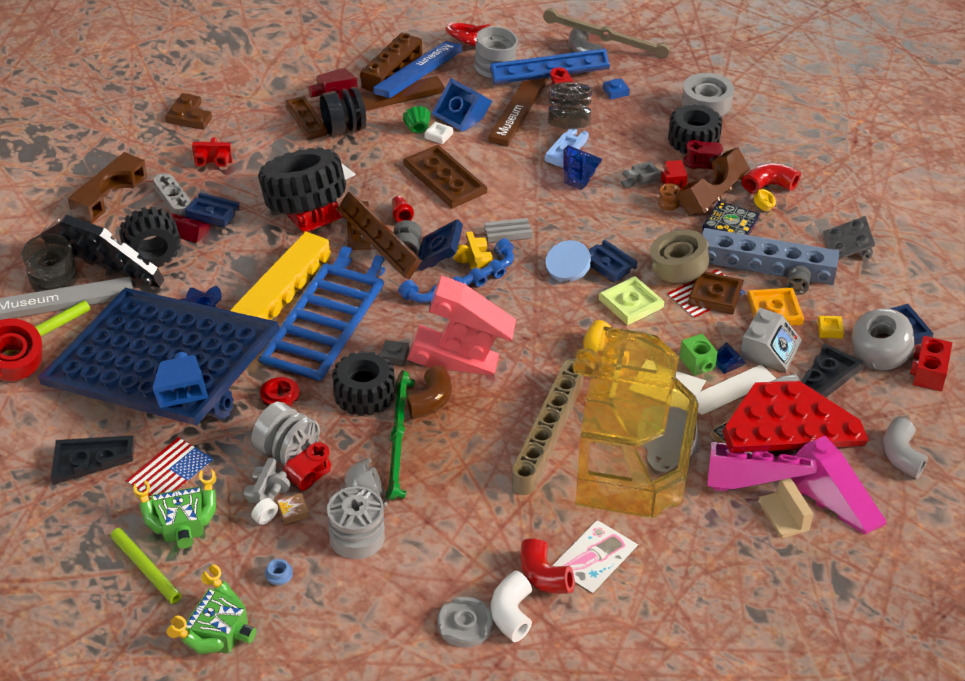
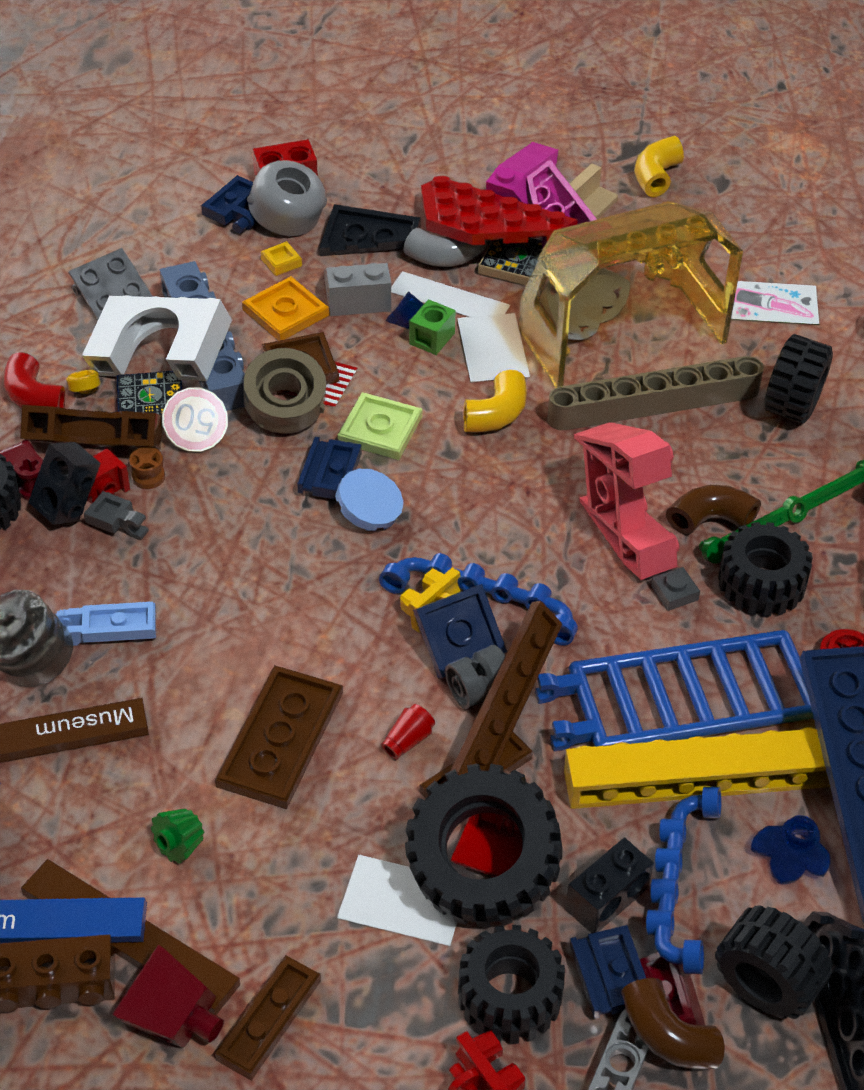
camera: 125 degrees left, 5 degrees up
(168, 196) = (667, 1035): none -> reddish brown cylinder
(213, 227) = (666, 890): none -> blue bar
(236, 173) = (516, 954): none -> black tyre
(248, 225) = (609, 885): none -> black brick
(343, 111) = (249, 927): black wheel -> none
(438, 132) = (177, 797): white tile -> none
(461, 106) = (94, 798): blue slope -> none
(487, 478) = (798, 378): none -> black tyre
(509, 229) = (352, 596): light grey tile -> none
(539, 572) = (845, 311): red cylinder -> none
(578, 167) = (158, 580): clear blue wing -> none
(669, 148) = (64, 482): none -> black brick
(692, 219) = (194, 419): none -> piece
(778, 221) = (130, 319): none -> white arch
(799, 279) = (230, 296): dark grey wheel -> none
(800, 566) = (652, 162): none -> yellow cylinder
(900, 452) = (433, 154): light grey cylinder -> none

